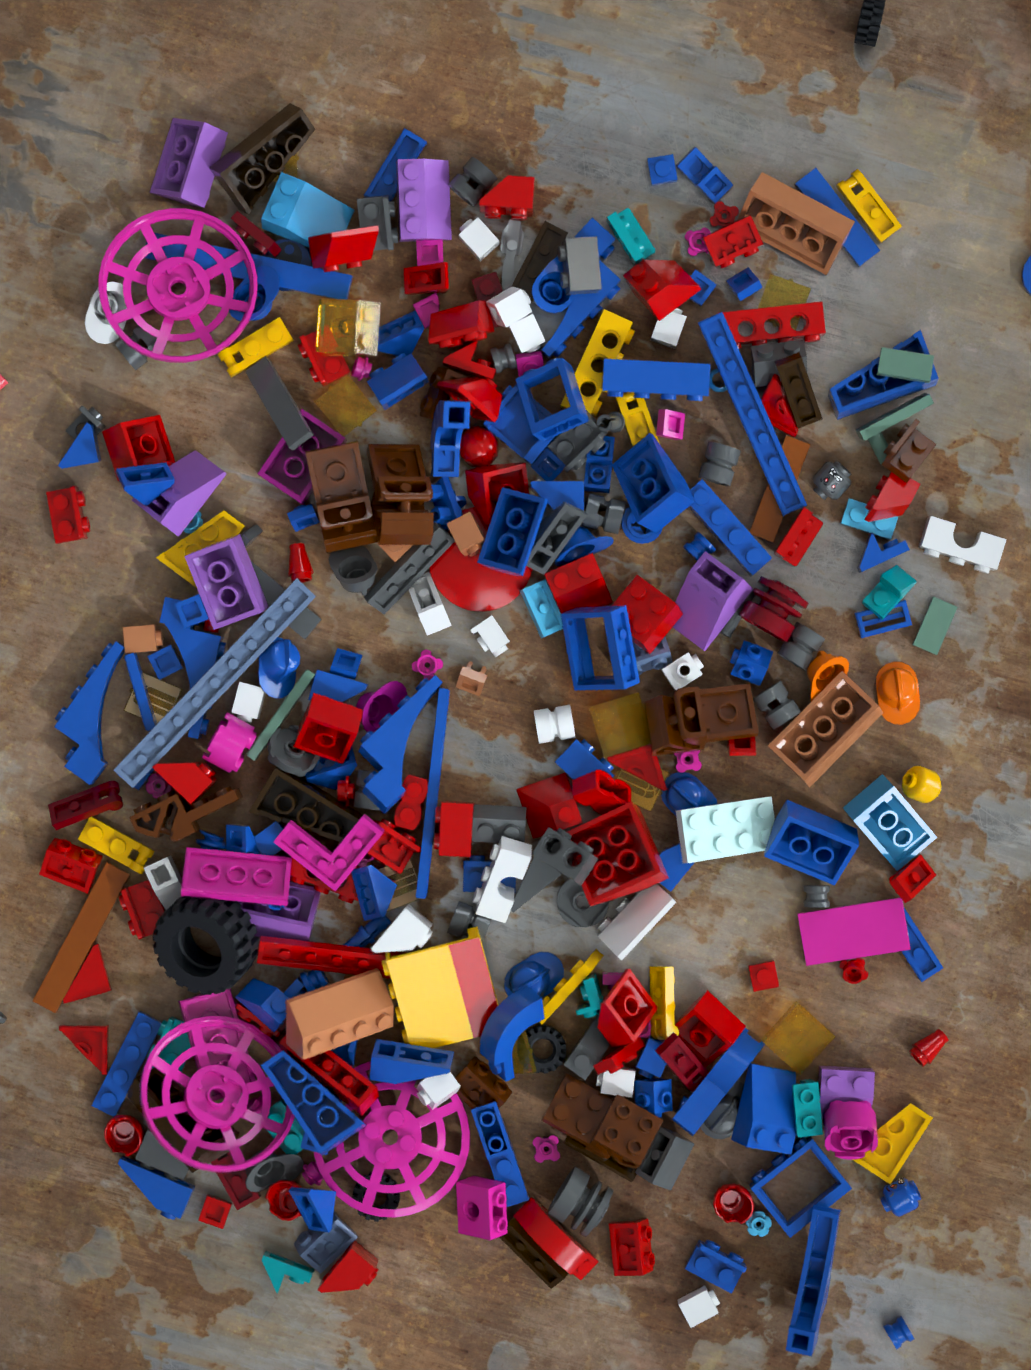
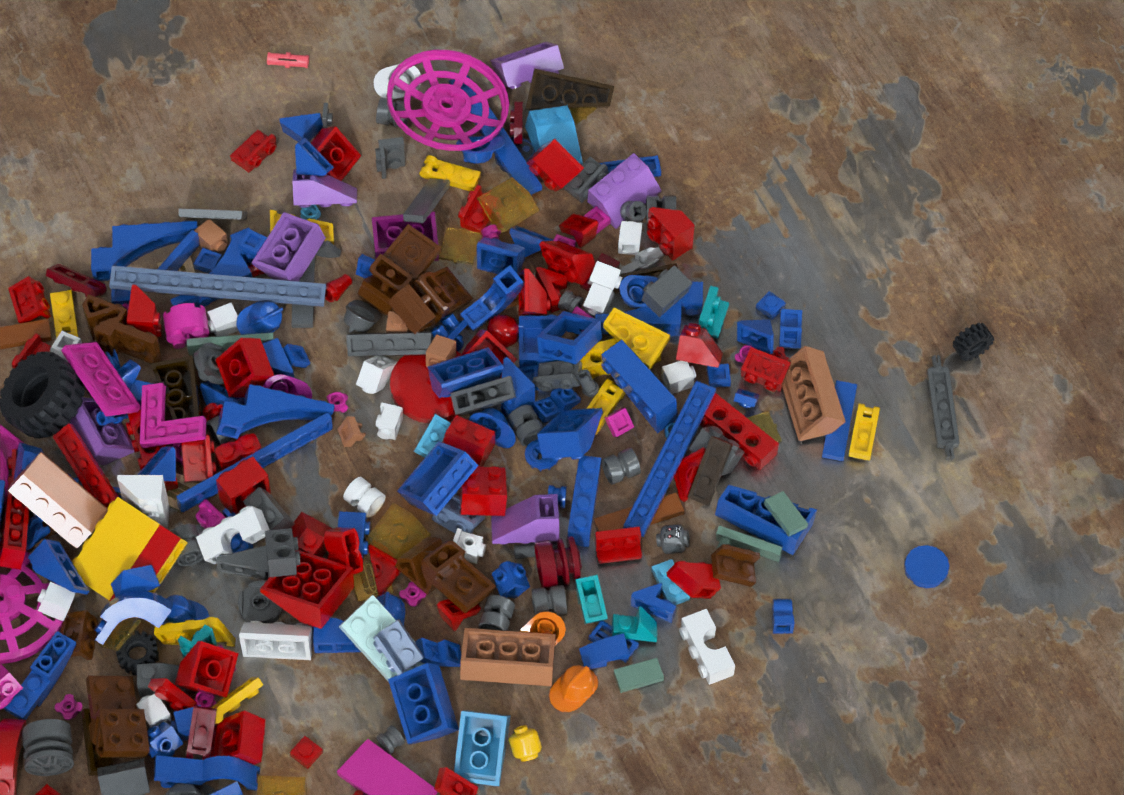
camera: 50 degrees right, 30 degrees down
(119, 618) = (213, 214): none -> tile
(193, 390) = (390, 154): none -> dark grey bracket
(454, 212) = (628, 214): none -> dark grey wheel
(455, 879) = (208, 515): none -> dark pink tile
(482, 1005) = (135, 579): none -> blue slope
(604, 336) = (639, 336): none -> yellow wing
(689, 214) = (756, 334): none -> blue slope
(747, 828) = (397, 647): none -> bracket
(769, 786) = (441, 653): none -> blue slope
(835, 610) = (591, 599): none -> teal slope
(891, 639) = (603, 651): none -> blue slope
(907, 111) = (942, 407): none -> dark grey plate
(987, 449) = (782, 616): none -> blue leg

